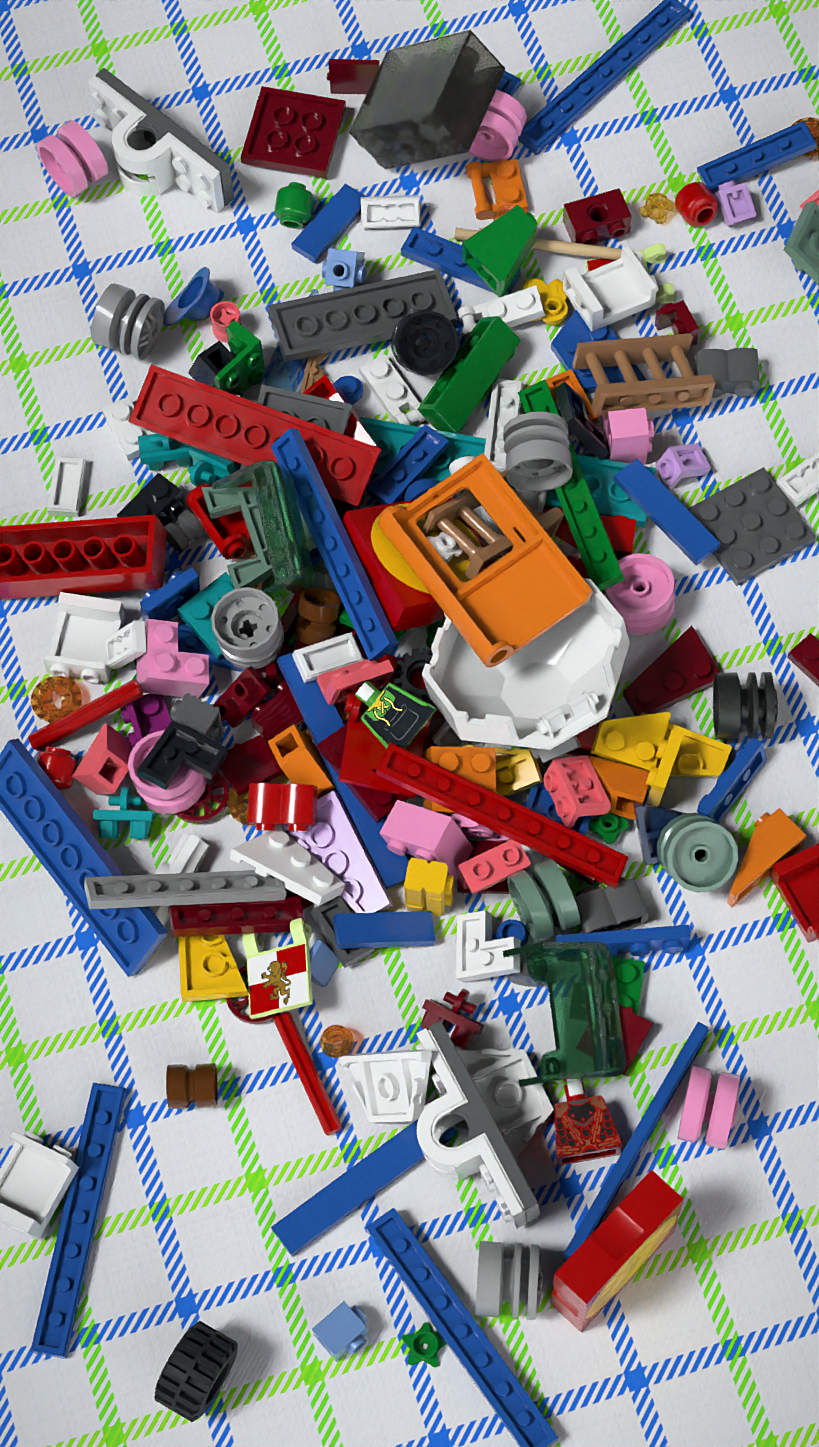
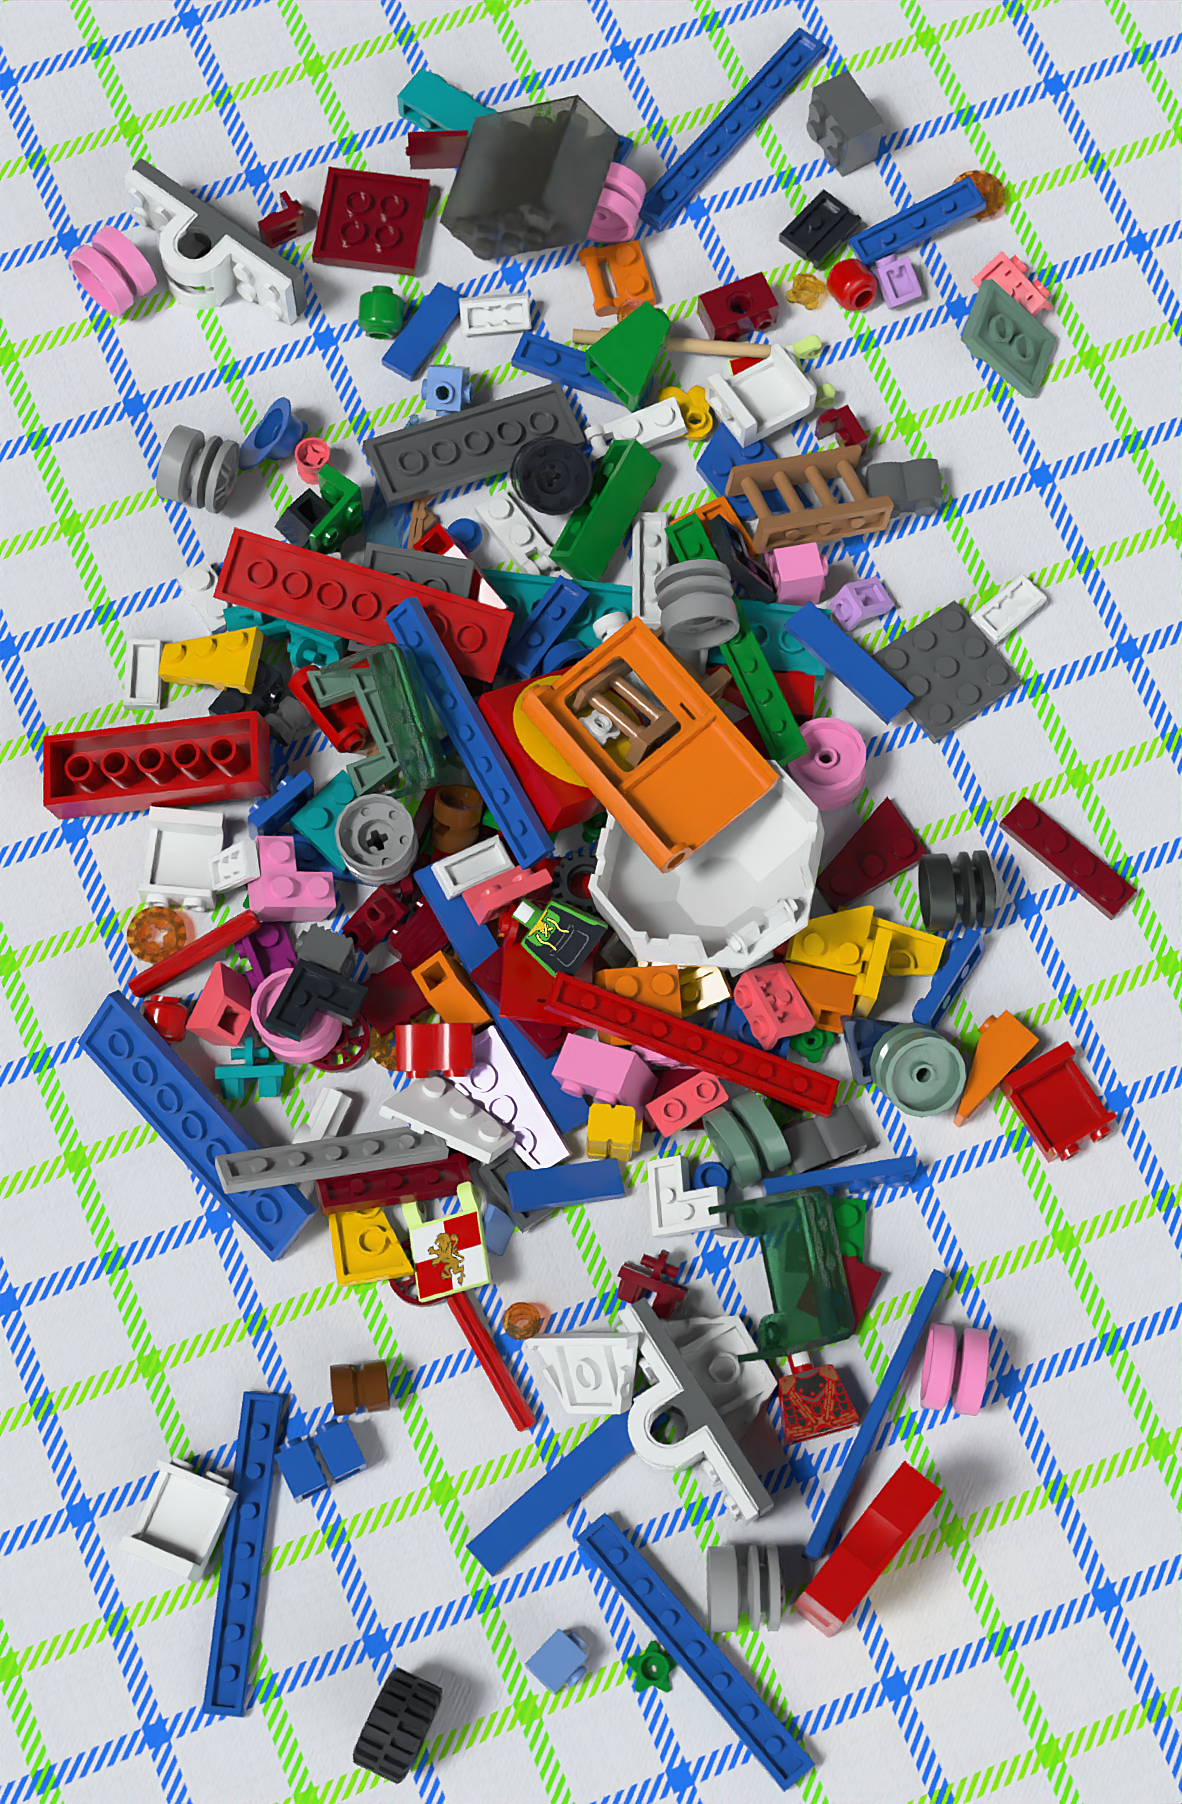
camera: 10 degrees left, 5 degrees up
(126, 476) = (215, 660): none -> yellow wing
(135, 1149) = (302, 1469): none -> blue piece
(218, 131) = (283, 225): none -> dark red bracket
(354, 39) = (437, 106): none -> teal brick
(673, 158) = (820, 229): none -> black plate
(700, 72) = (844, 123): none -> dark grey brick

